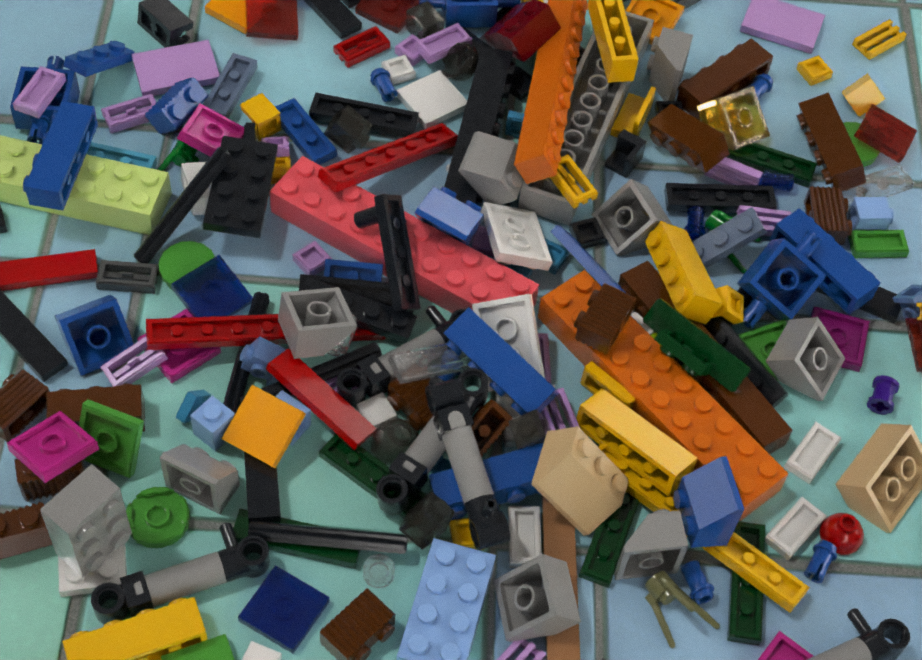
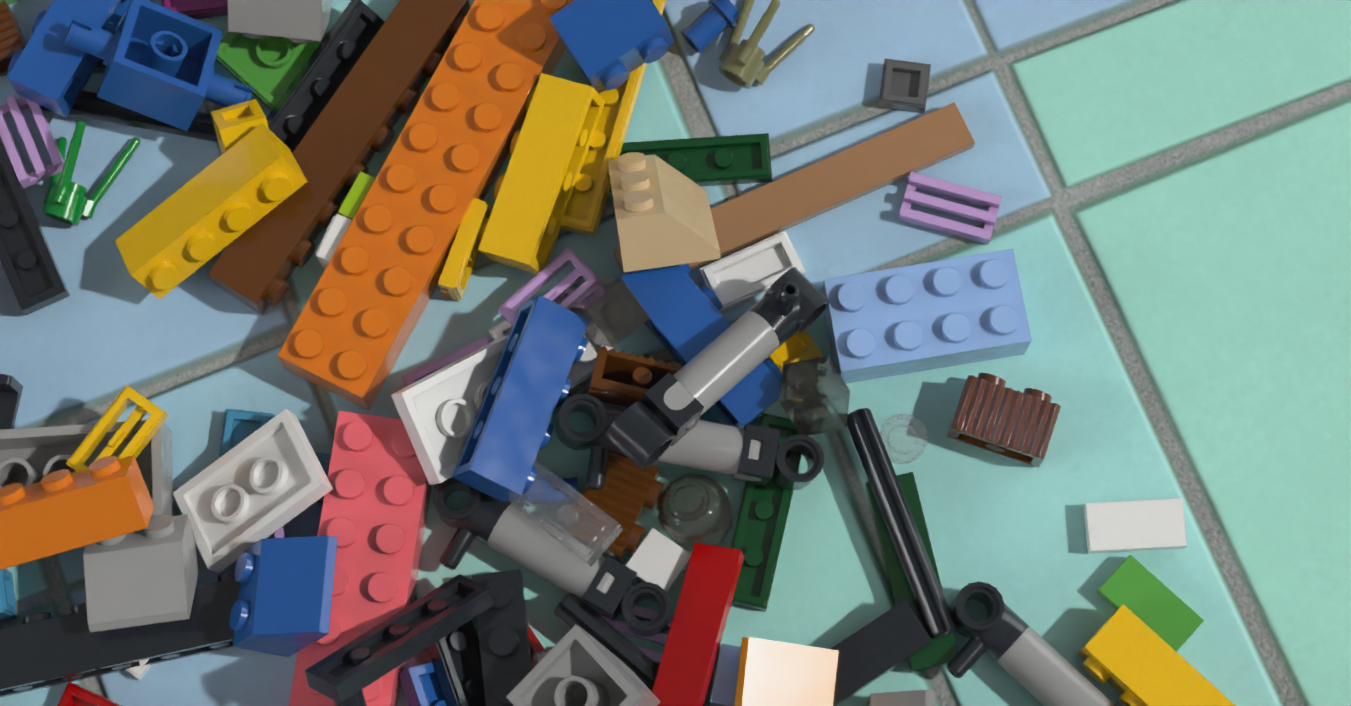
camera: 110 degrees left, 20 degrees up
(284, 609) = (1020, 536): clear blue tile -> none
(536, 599) = (854, 205): light grey slope -> none
(584, 257) = (255, 353): blue tile -> none
(587, 232) = (176, 397): black tile -> none
(604, 318) = (374, 277): reddish brown brick -> none
(629, 217) = (121, 333): light grey slope -> none
(654, 546) = (701, 87): light grey slope -> none
(694, 347) = (357, 143): dark green bracket -> none
(695, 223) = (83, 239): clear blue pin -> none
(729, 237) = (107, 167): sand blue plate -> none

